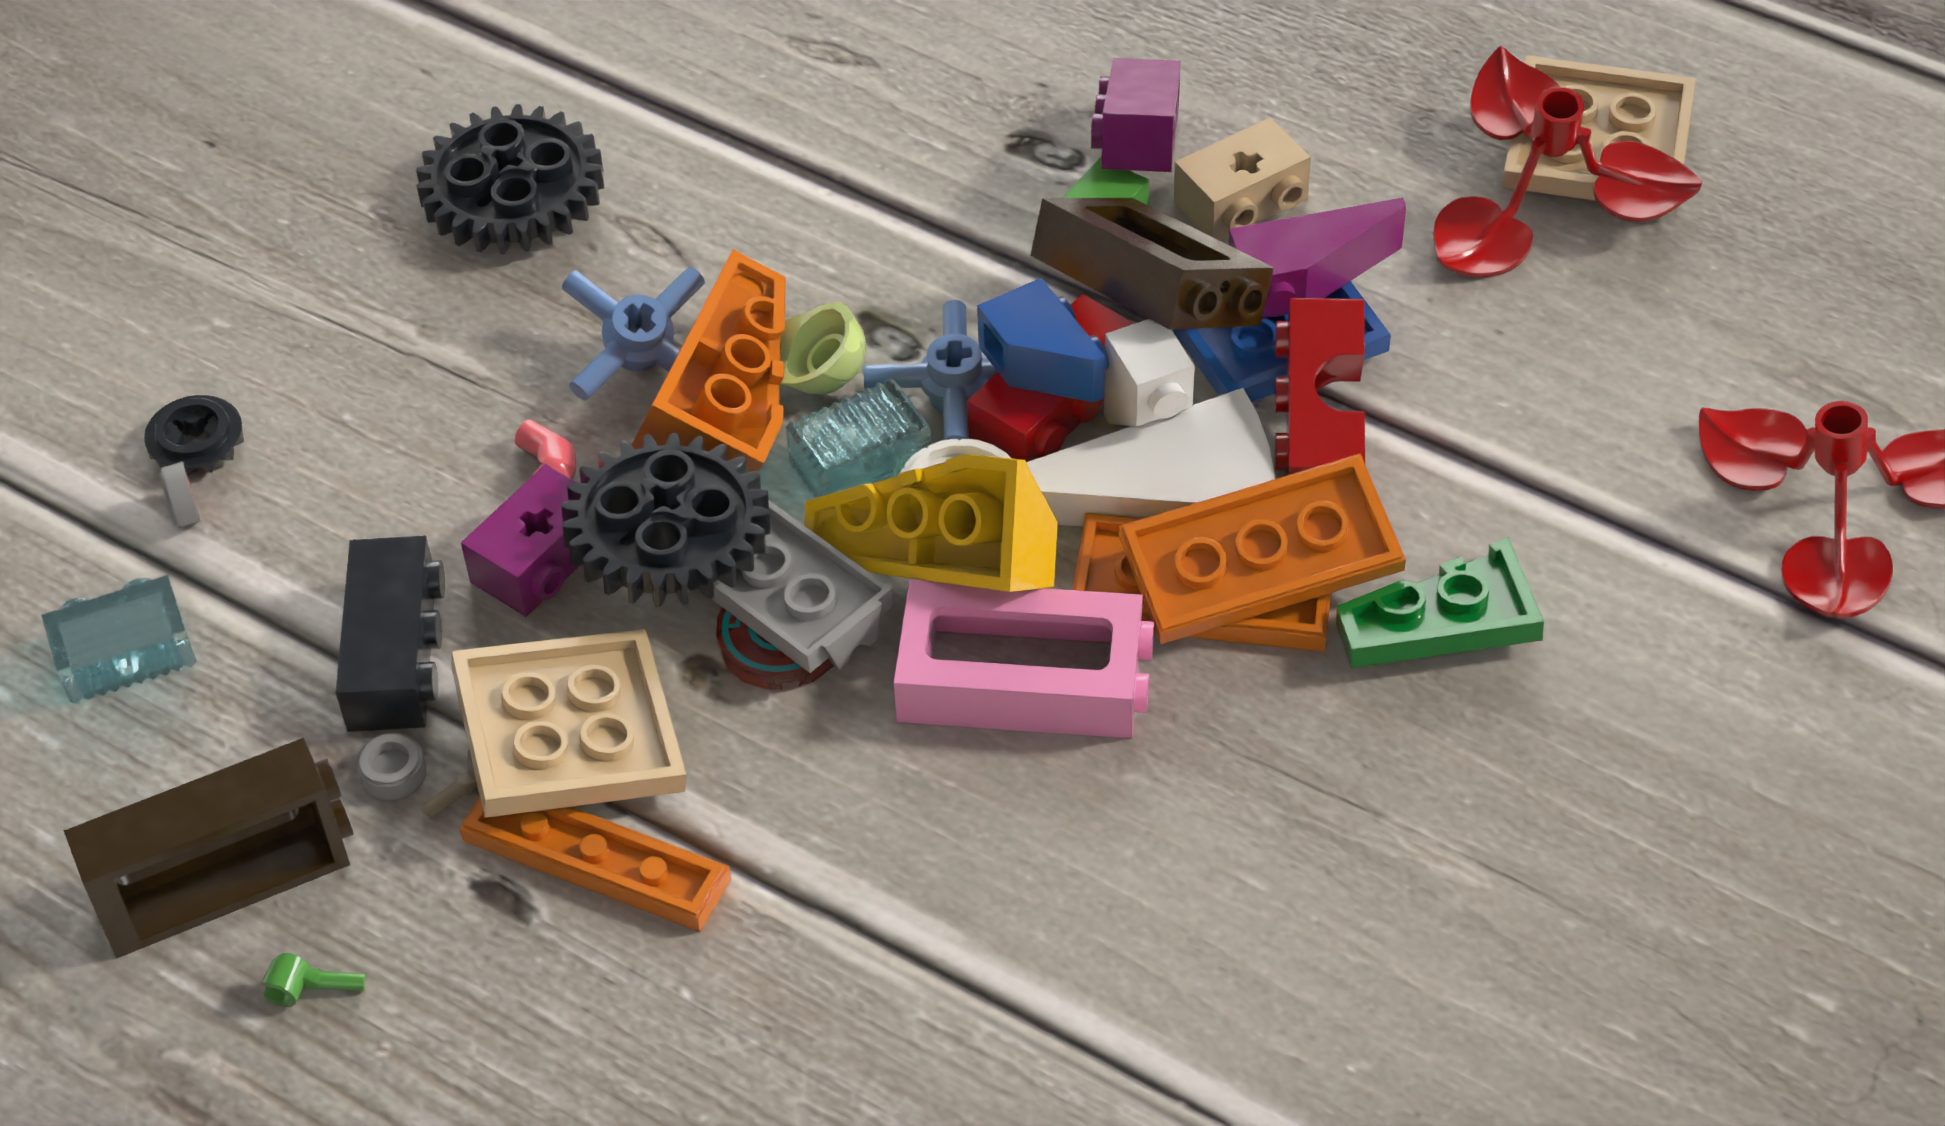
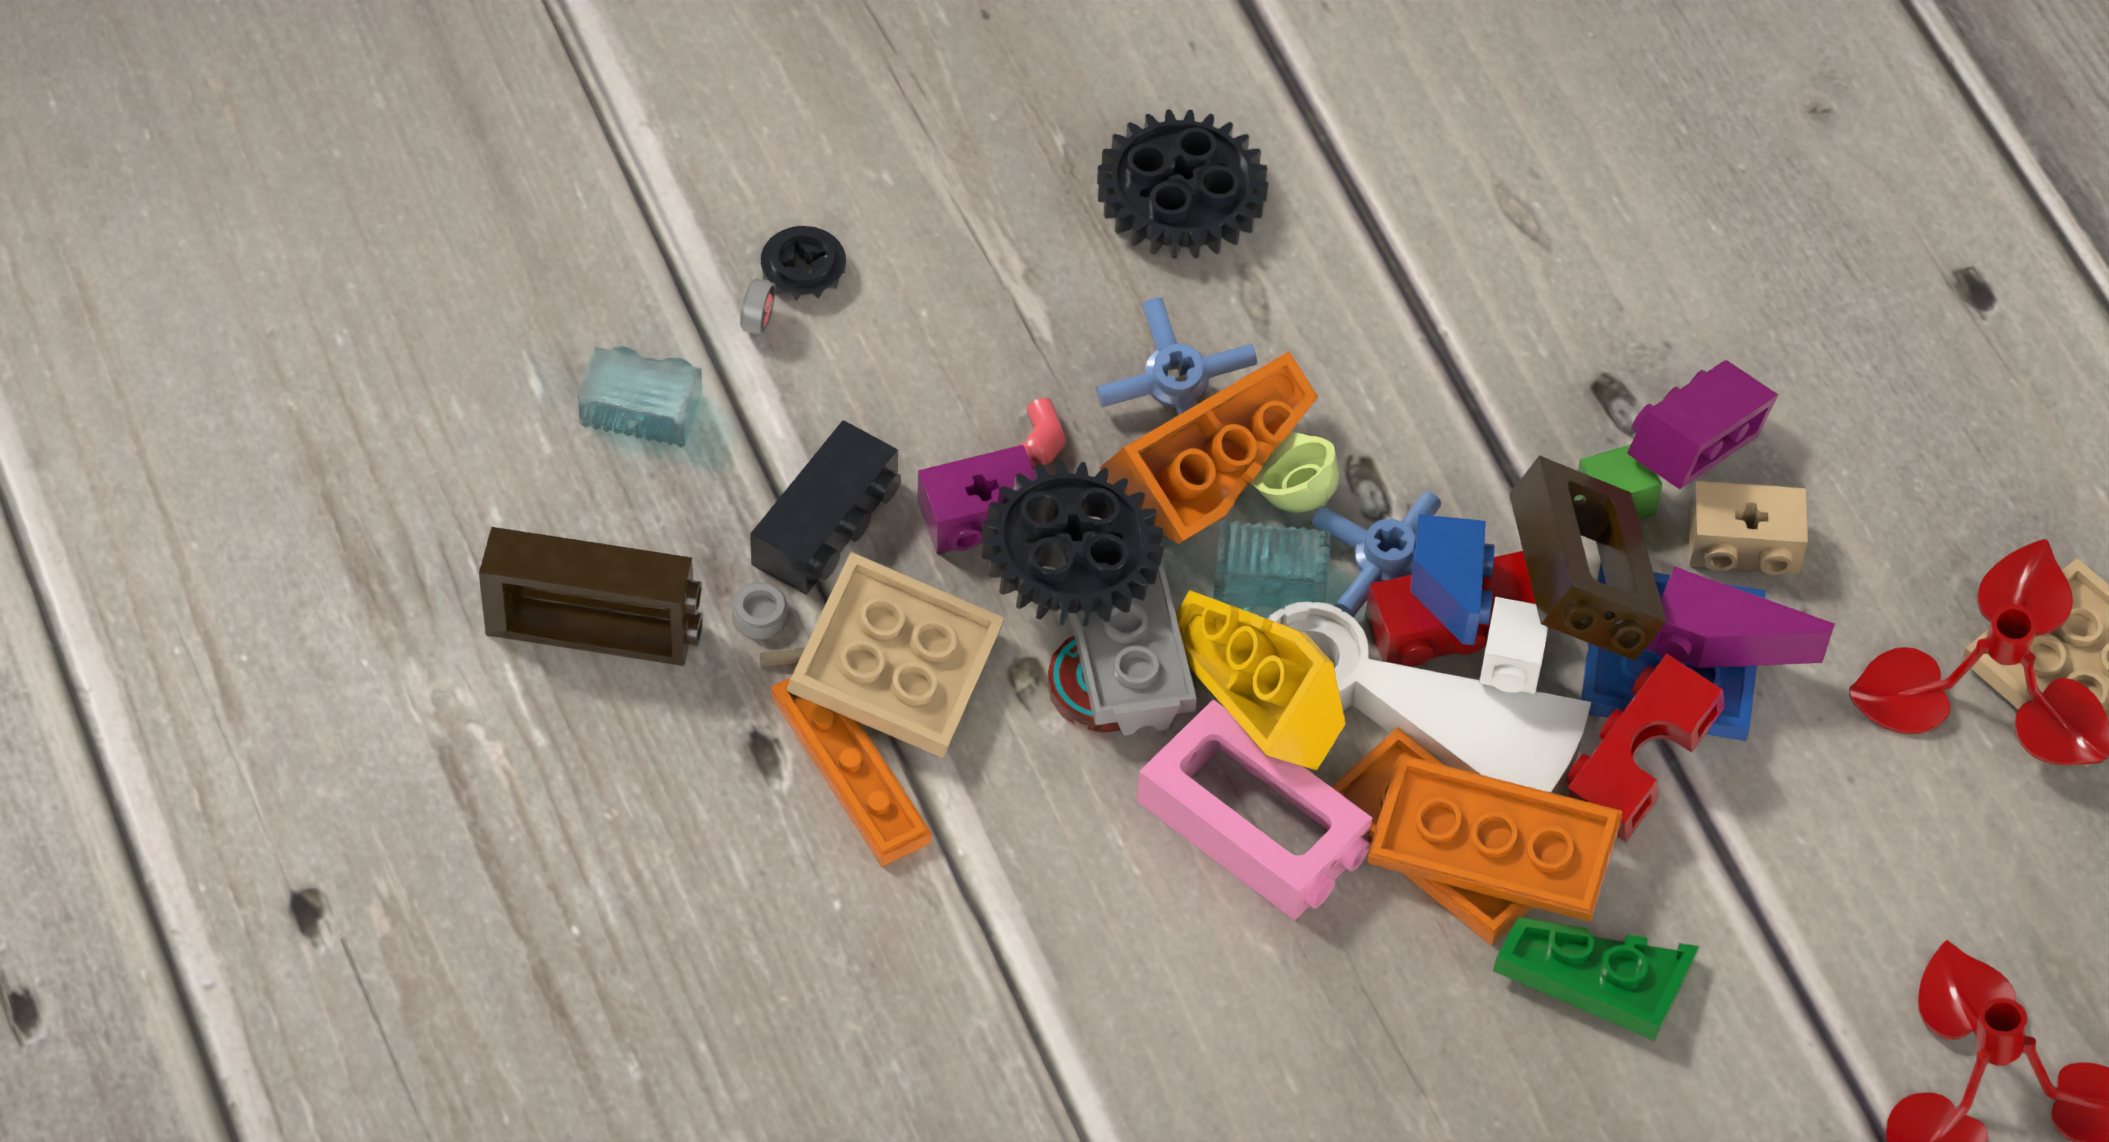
camera: 30 degrees right, 5 degrees up
(290, 973) = (585, 721): bright green hand -> none

